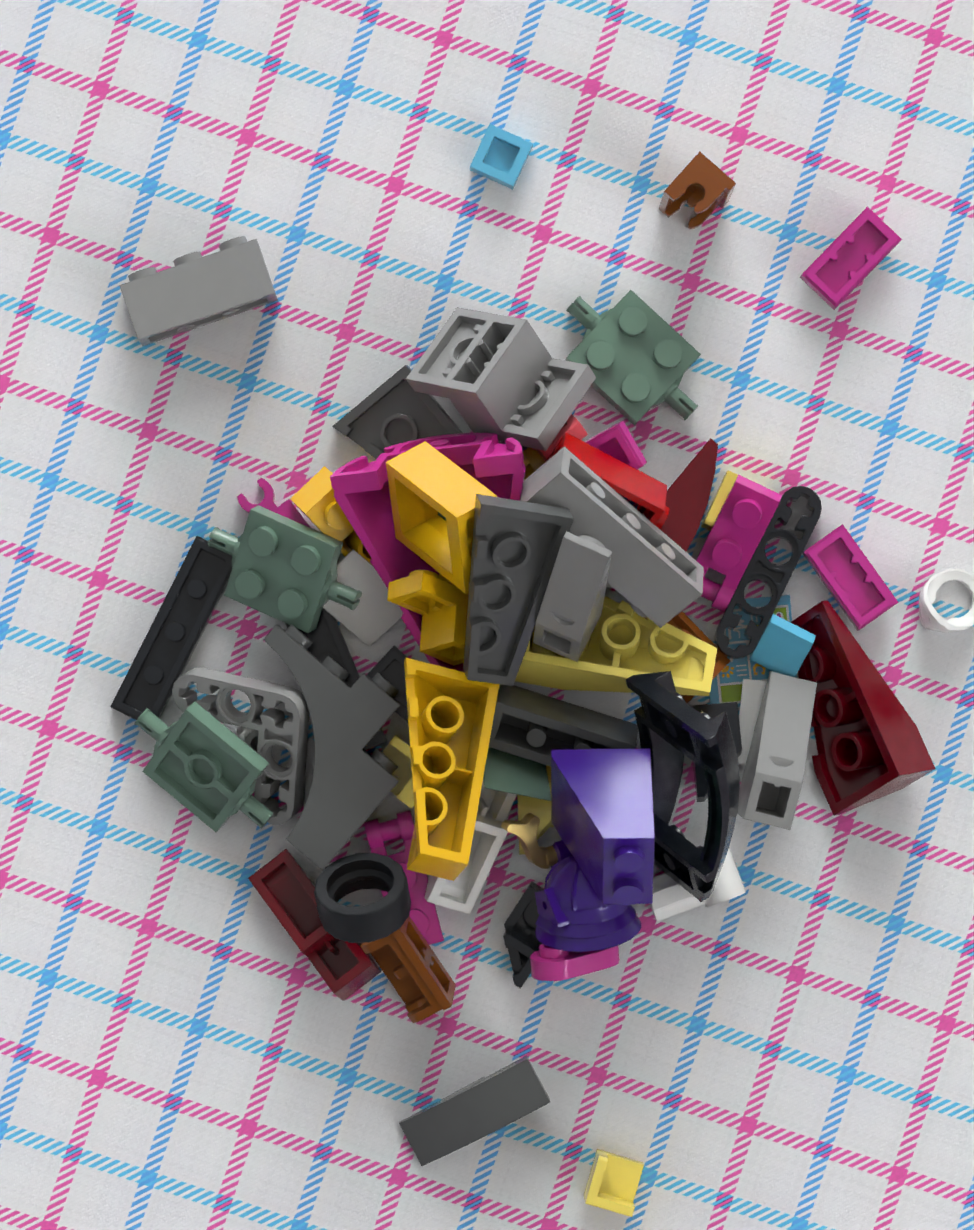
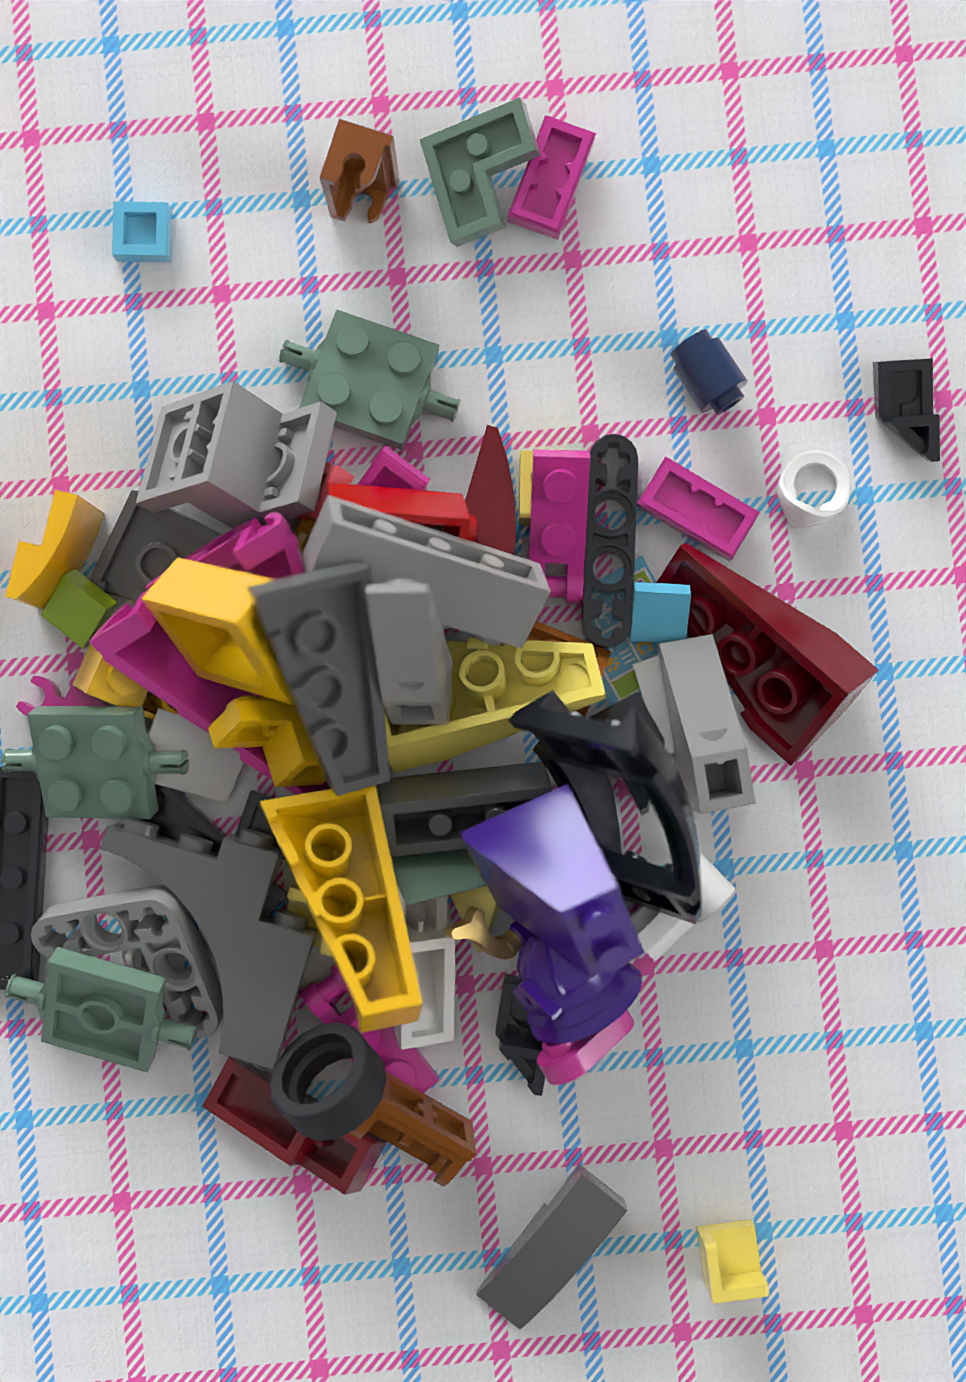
camera: 20 degrees left, 0 degrees up
(314, 399) = (65, 547): none -> yellow slope
(320, 440) = (78, 608): none -> lime tile
(785, 215) = (466, 158): none -> sand green plate
(907, 472) = (708, 372): none -> dark blue brick

